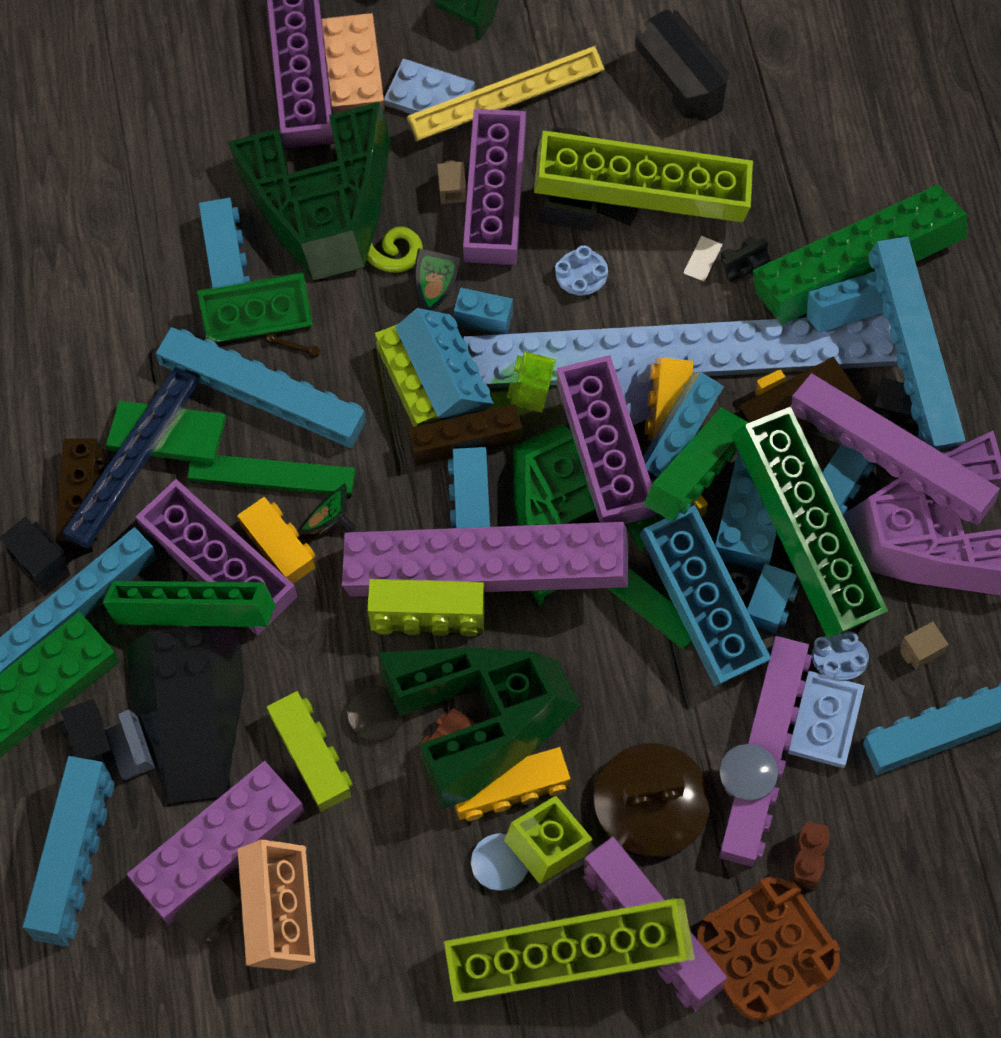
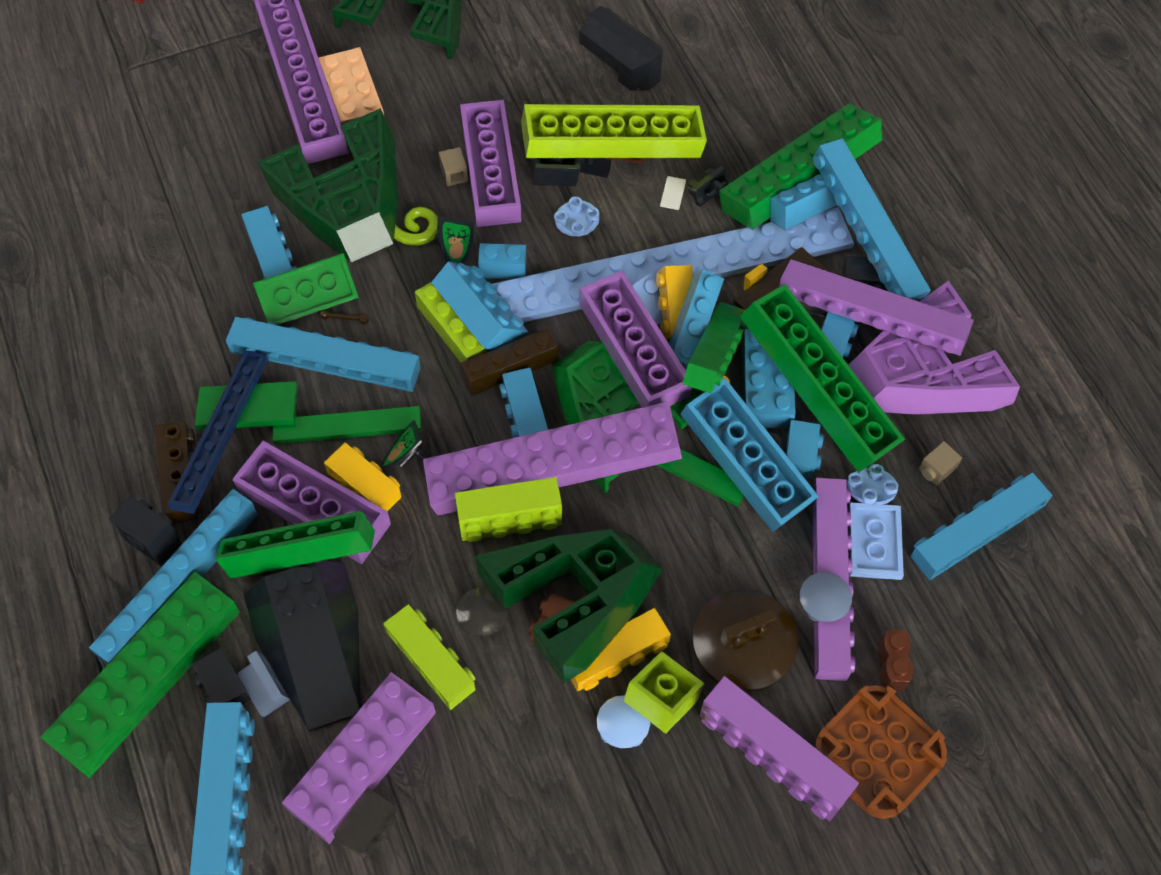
camera: 15 degrees left, 5 degrees down
(276, 905) = (428, 804): light nougat brick -> none
(422, 87) = (419, 103): light blue plate -> none
(505, 93) = (482, 91): light yellow tile -> none
(532, 381) = (557, 307): clear neon green brick -> none
(569, 950) = (710, 788): lime brick -> none

